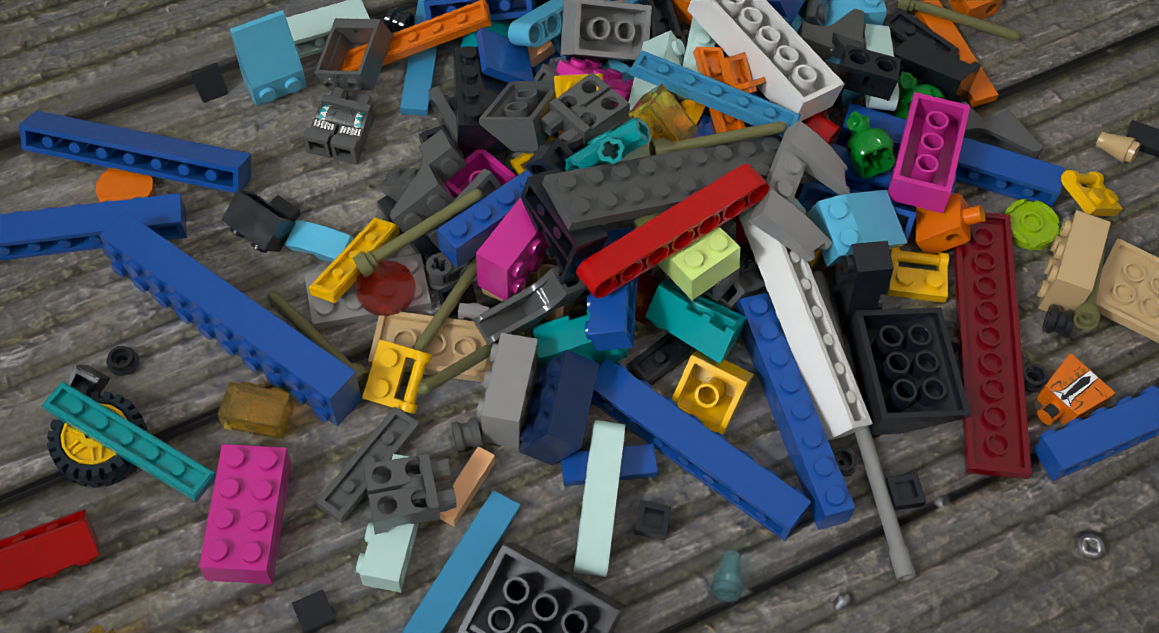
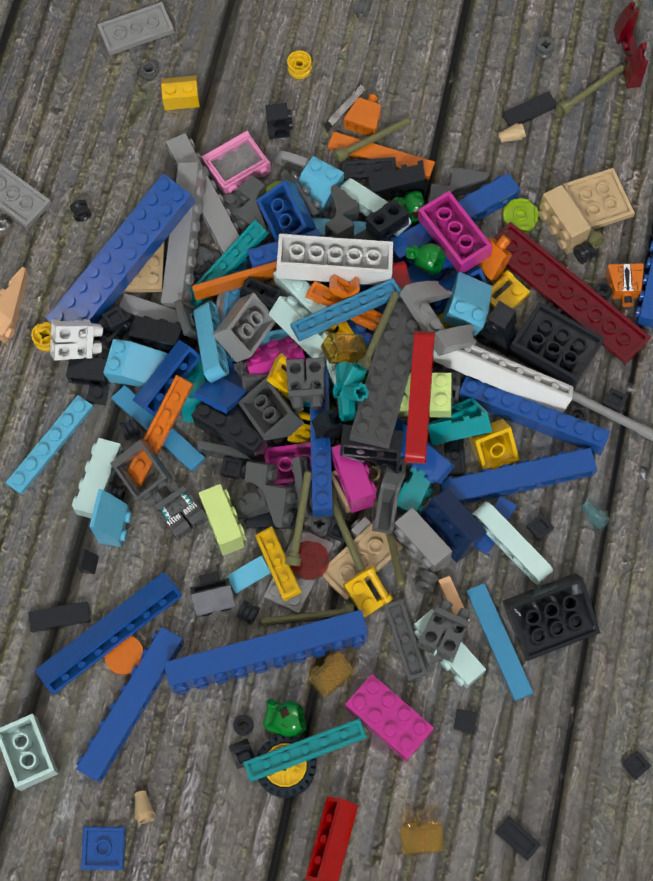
camera: 45 degrees left, 10 degrees up
(125, 100) = (59, 616): none -> black tile
(161, 397) = (284, 718): none -> green piece
(269, 271) = (248, 612): none -> black wheel
(309, 54) = (117, 491): none -> black wheel
(359, 166) = (222, 519): none -> yellowish green brick
(1094, 198) = (536, 173): yellow plate -> none

